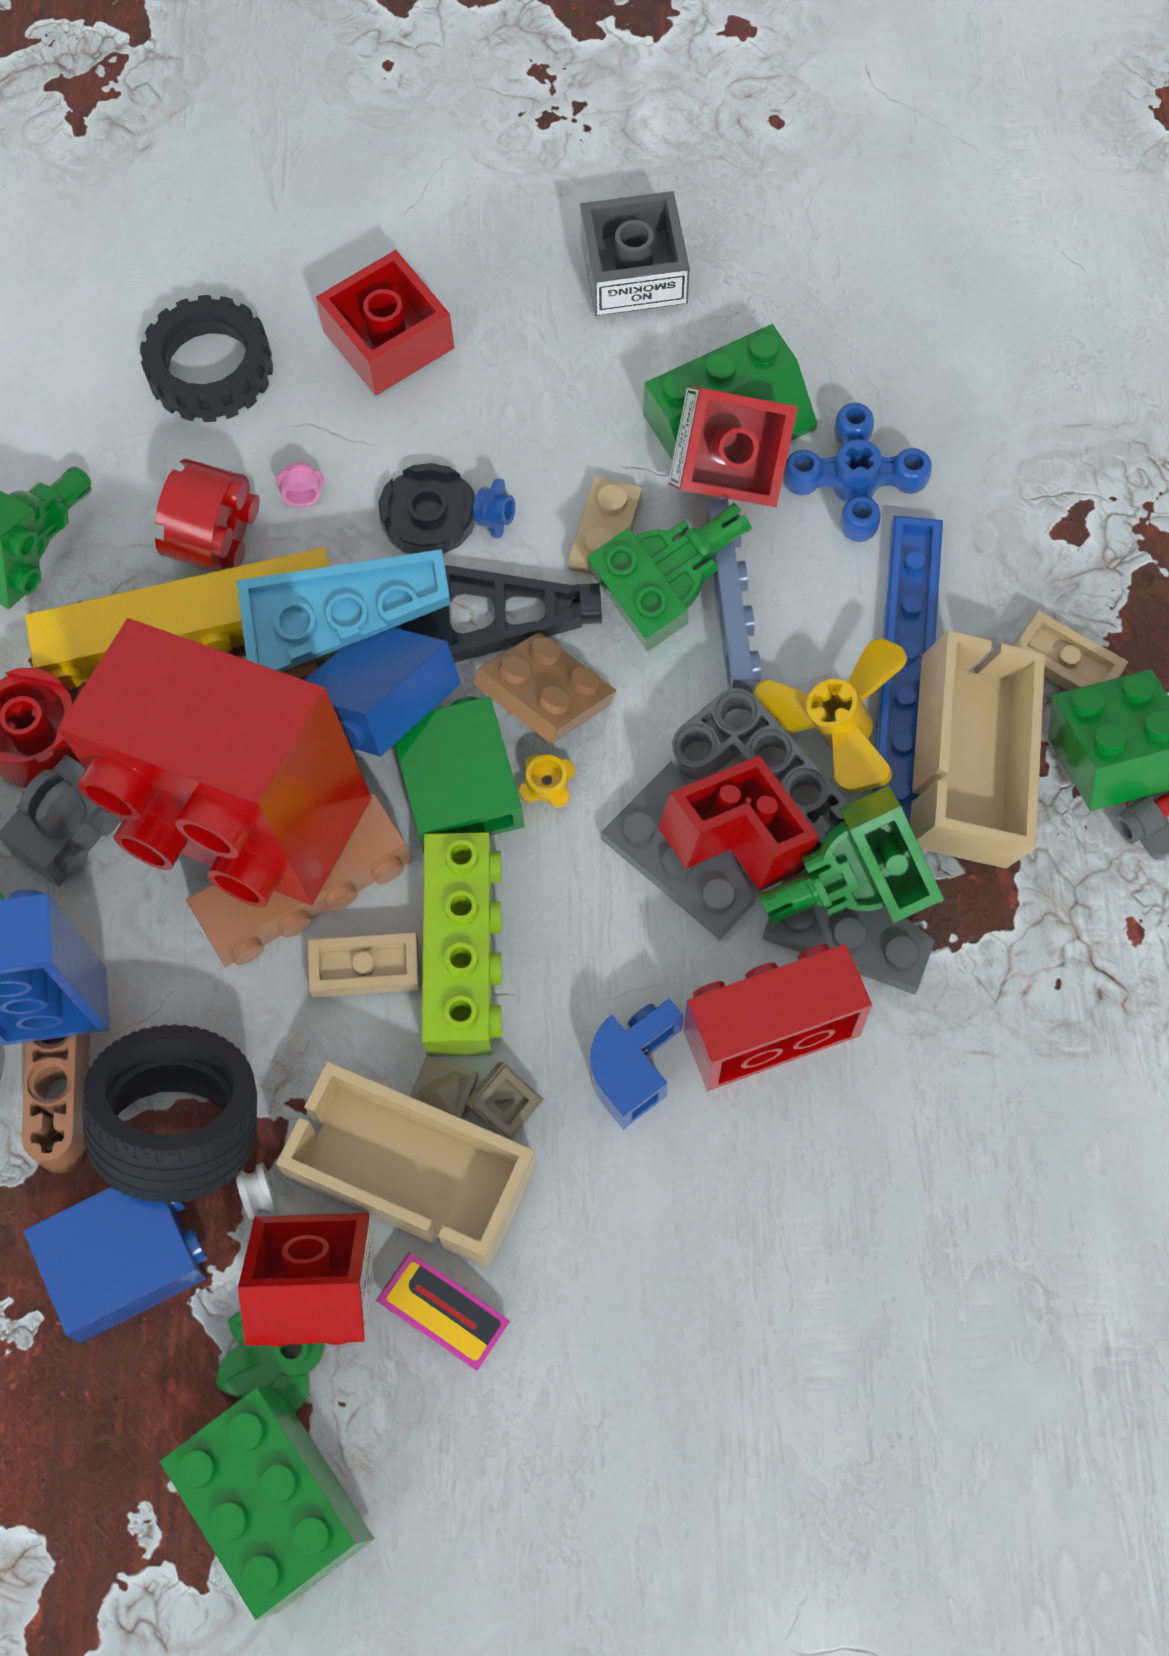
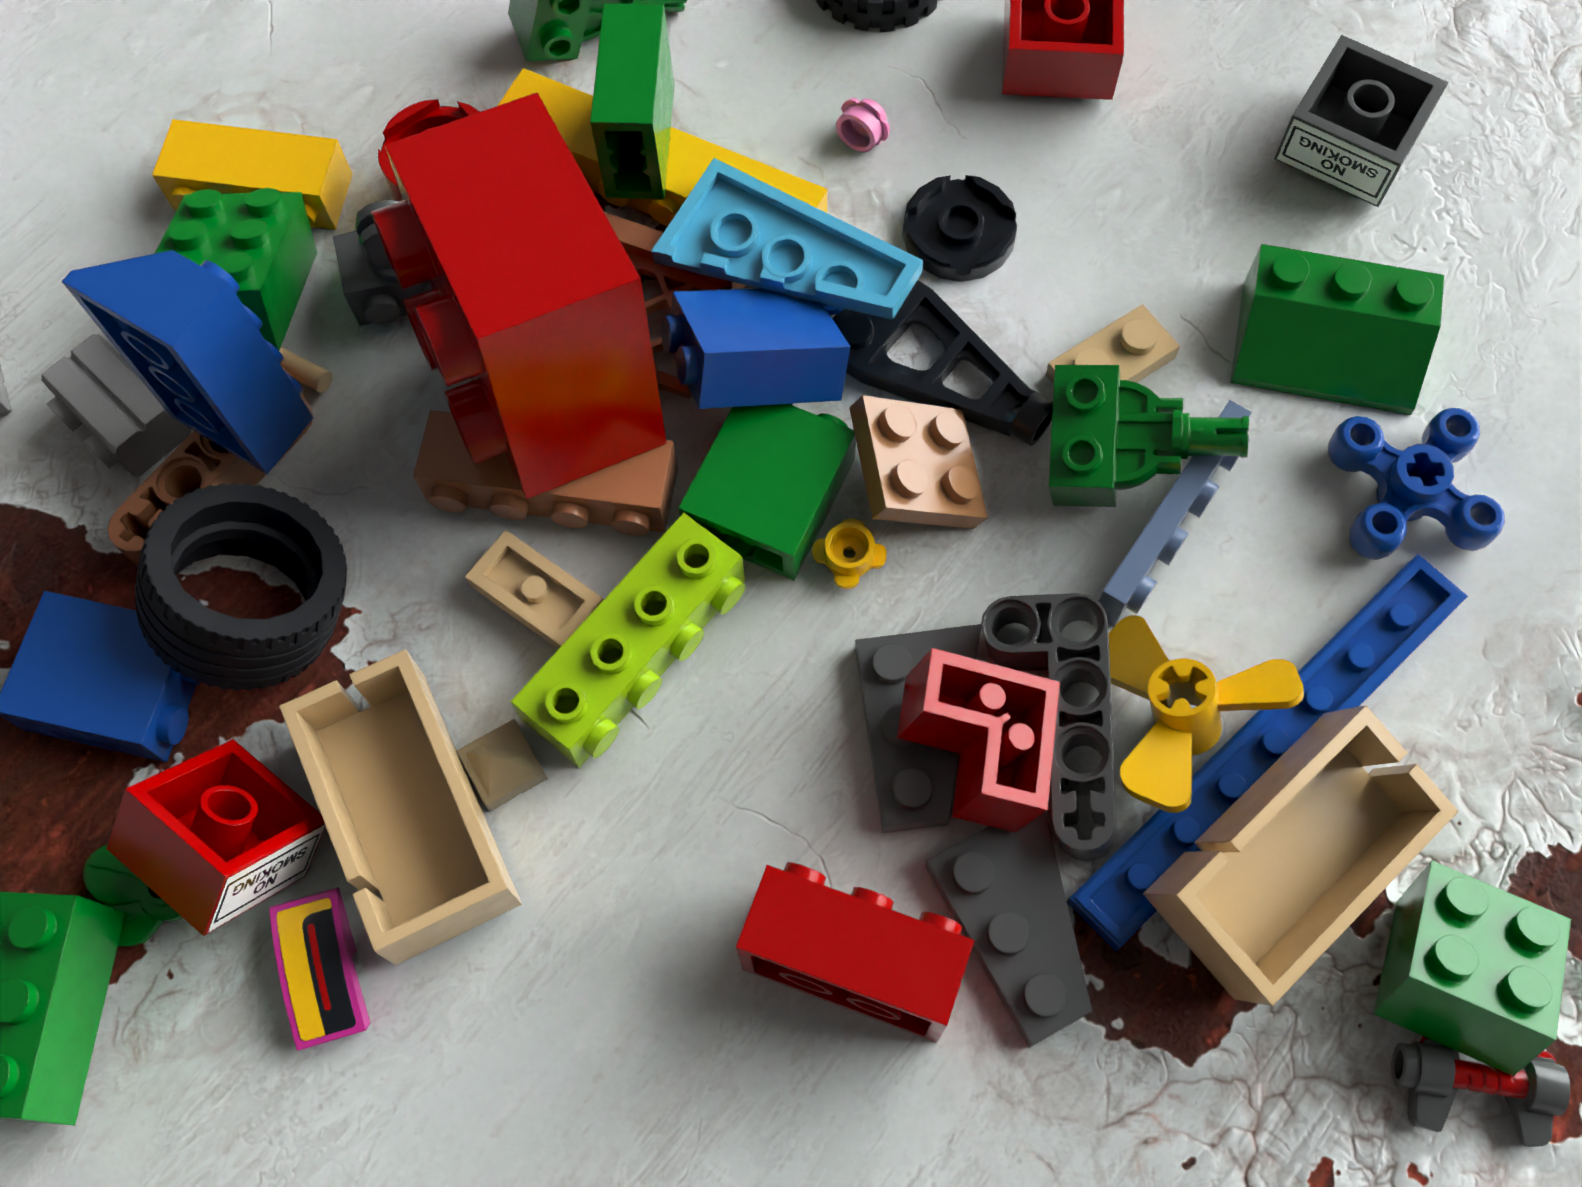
camera: 40 degrees right, 0 degrees up
(148, 573) = (633, 100): none -> green brick
(205, 515) = (747, 88): red brick -> none
(256, 1191) = (262, 720): white bush -> none
(494, 508) = (1019, 266): blue plate -> none
(503, 1101) = (543, 819): dark tan tile -> none
(619, 1061) = (671, 876): blue brick -> none
(732, 446) = (1298, 364): red brick -> none
(861, 866) = (1073, 875): green brick -> none
(1069, 656) = (1489, 833): tan plate -> none

